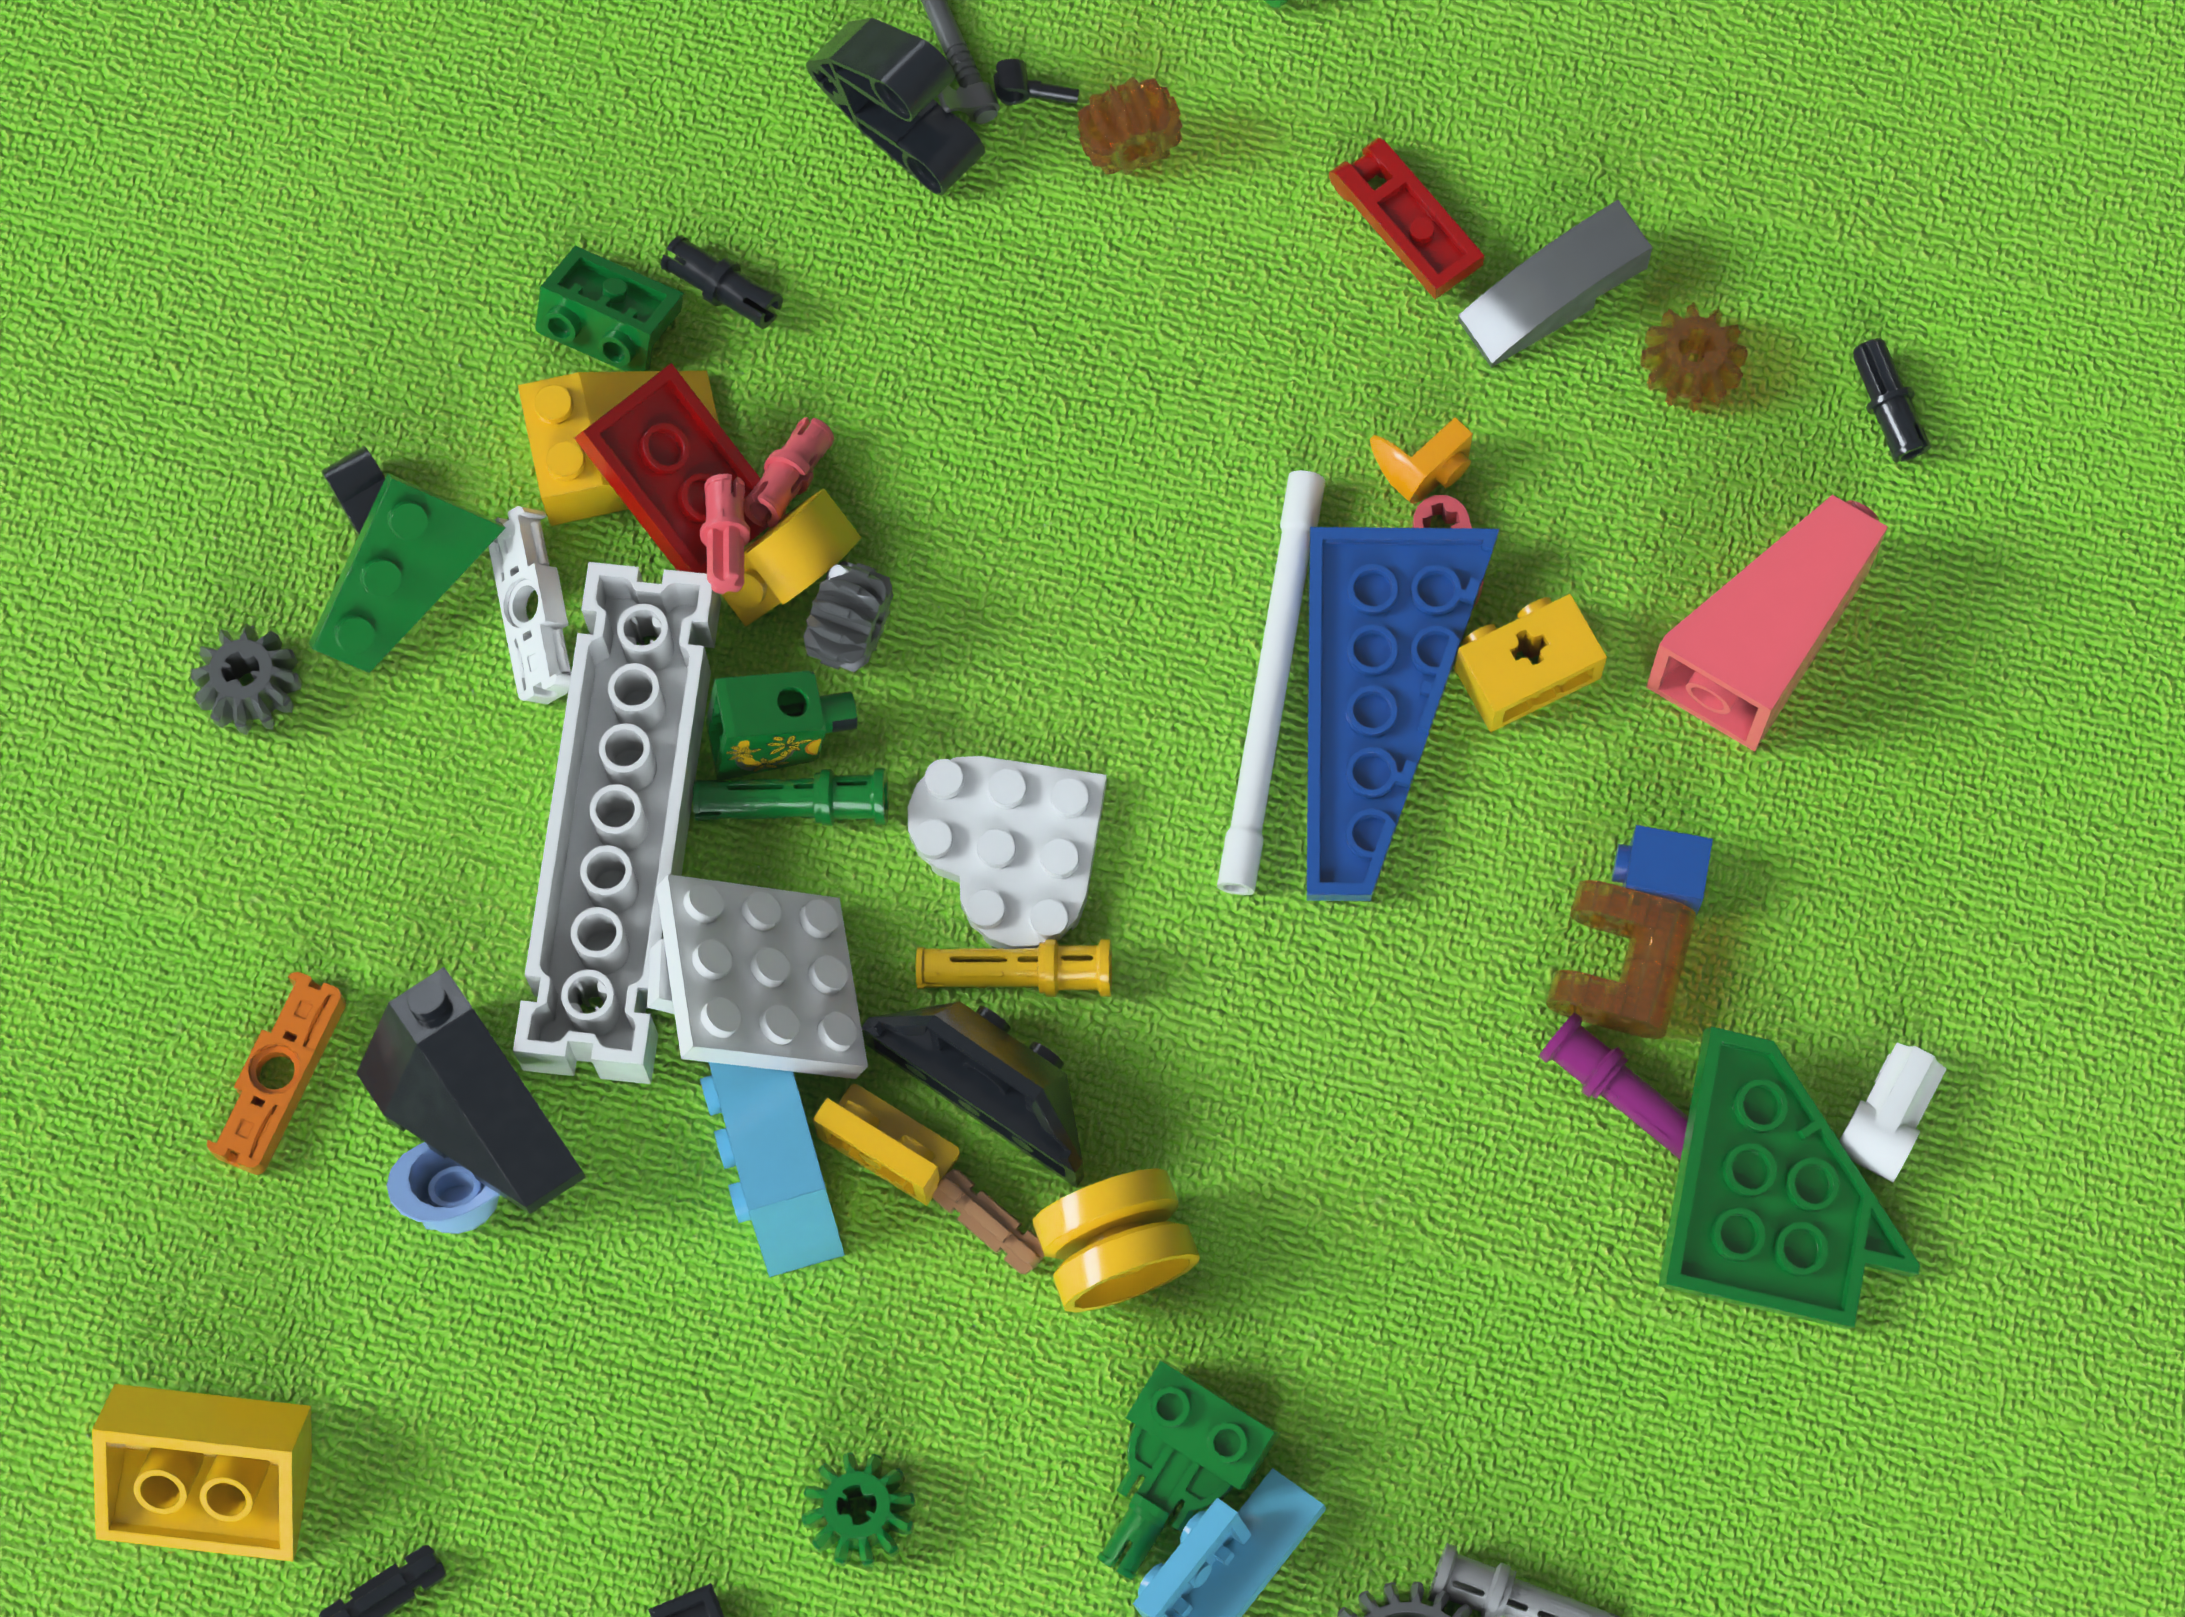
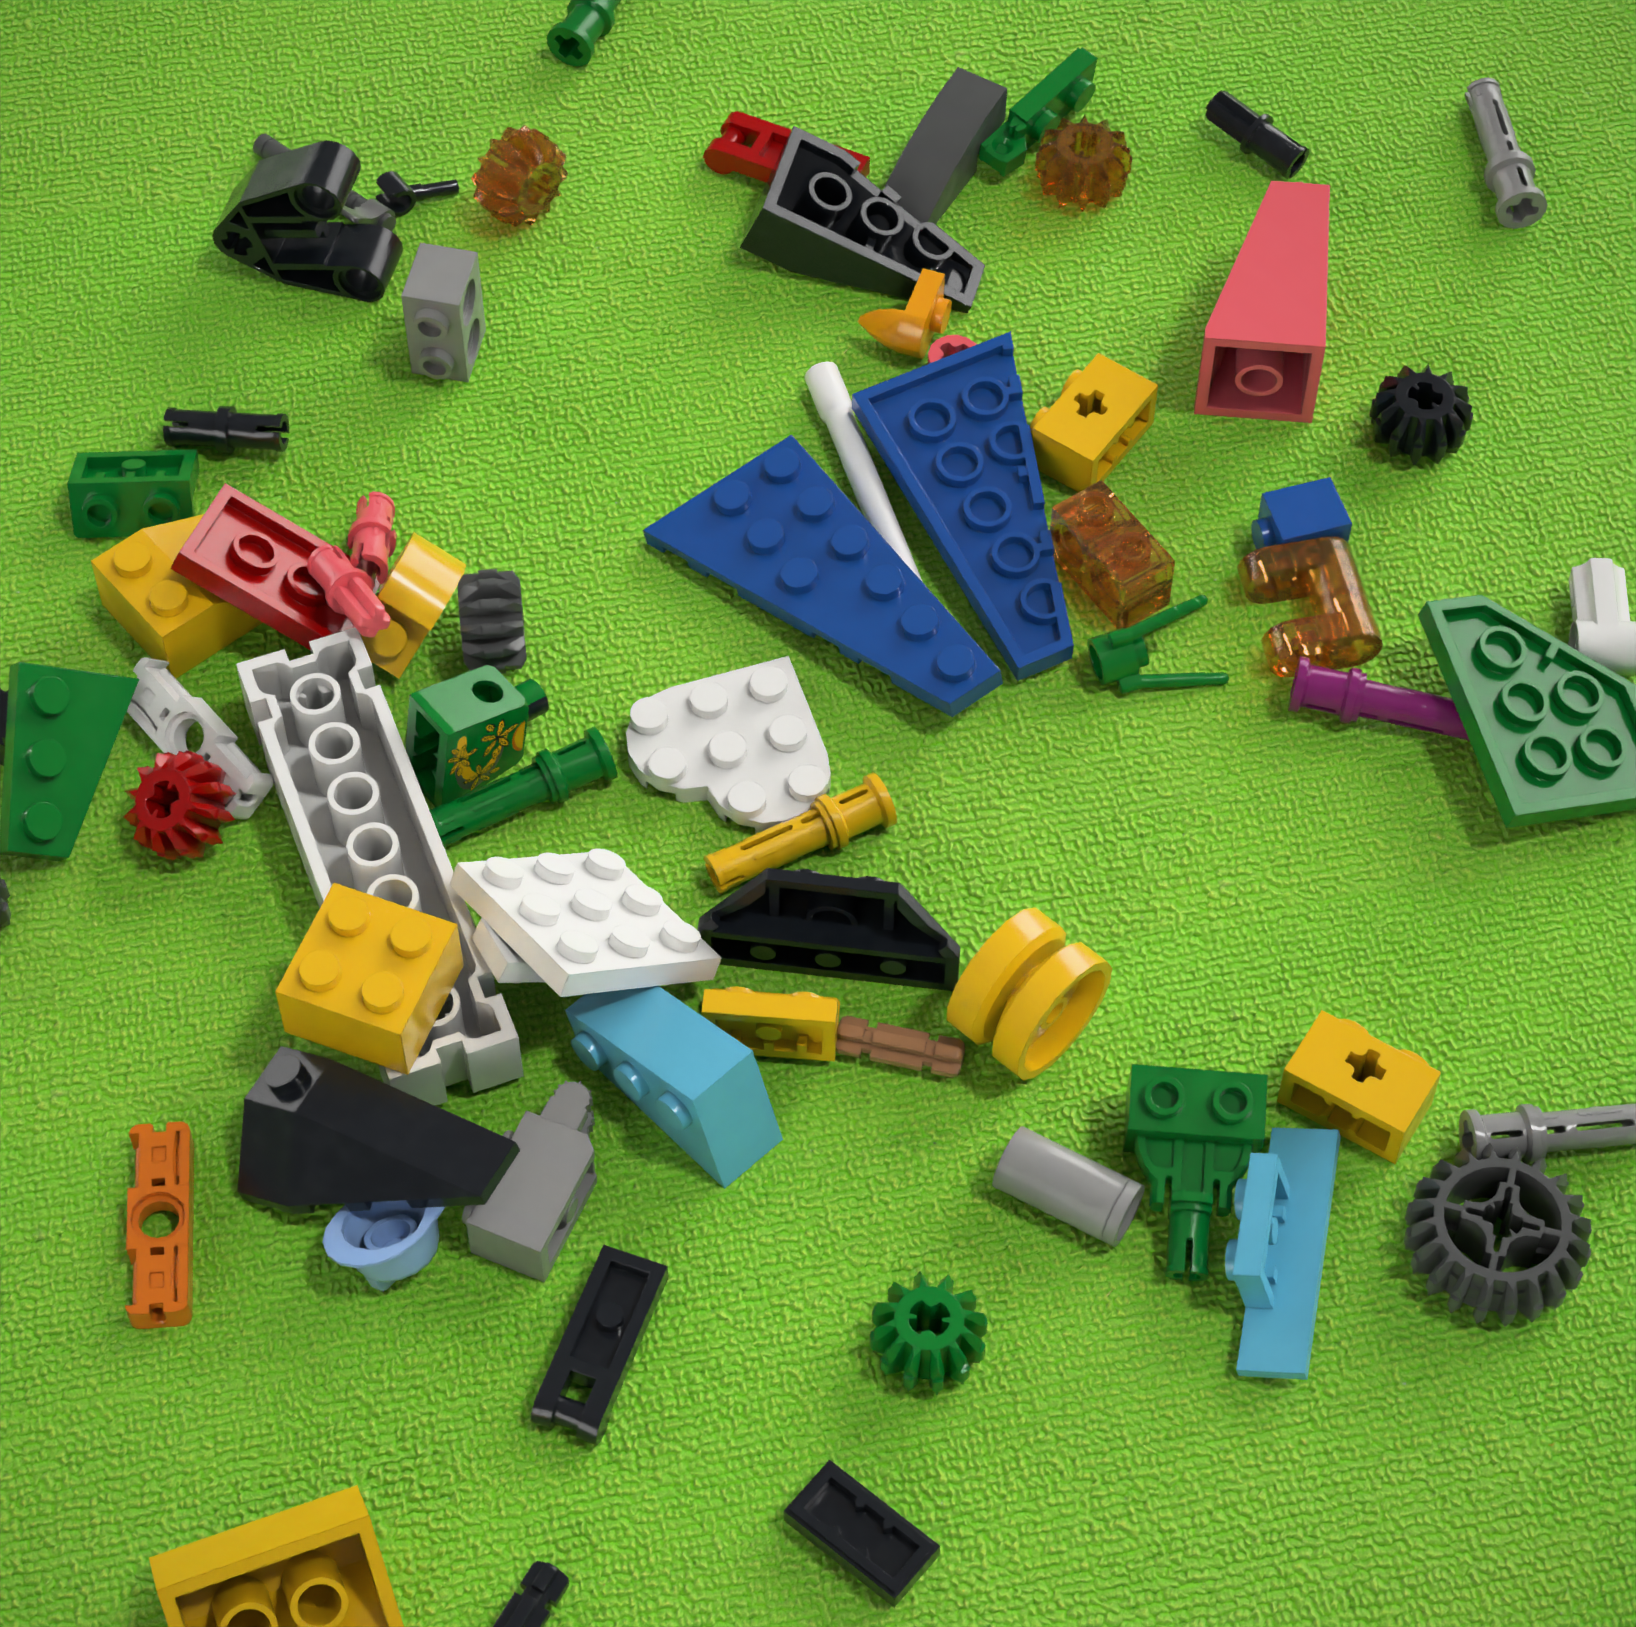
camera: 30 degrees left, 15 degrees down
(481, 674) = (180, 805): none -> red gear
(534, 953) = (370, 978): none -> yellow brick
(581, 1374) = (600, 1343): none -> black plate
(612, 1203) = (542, 1189): none -> light grey hinge
(973, 256) = (444, 312): none -> light grey brick
(1056, 1434) = (1068, 1186): none -> light grey pin
(1179, 681) = (821, 566): none -> blue wing
(1338, 1450) = (1327, 1088): none -> yellow brick
(1415, 922) = (1123, 652): none -> green plant
(1417, 328) = (842, 228): none -> black wedge
(1461, 816) = (1111, 555): none -> clear orange brick
(1682, 278) = (1042, 108): none -> green hinge
(1875, 818) = (1421, 414): none -> black gear
(2122, 560) = (1508, 168): none -> light grey pin

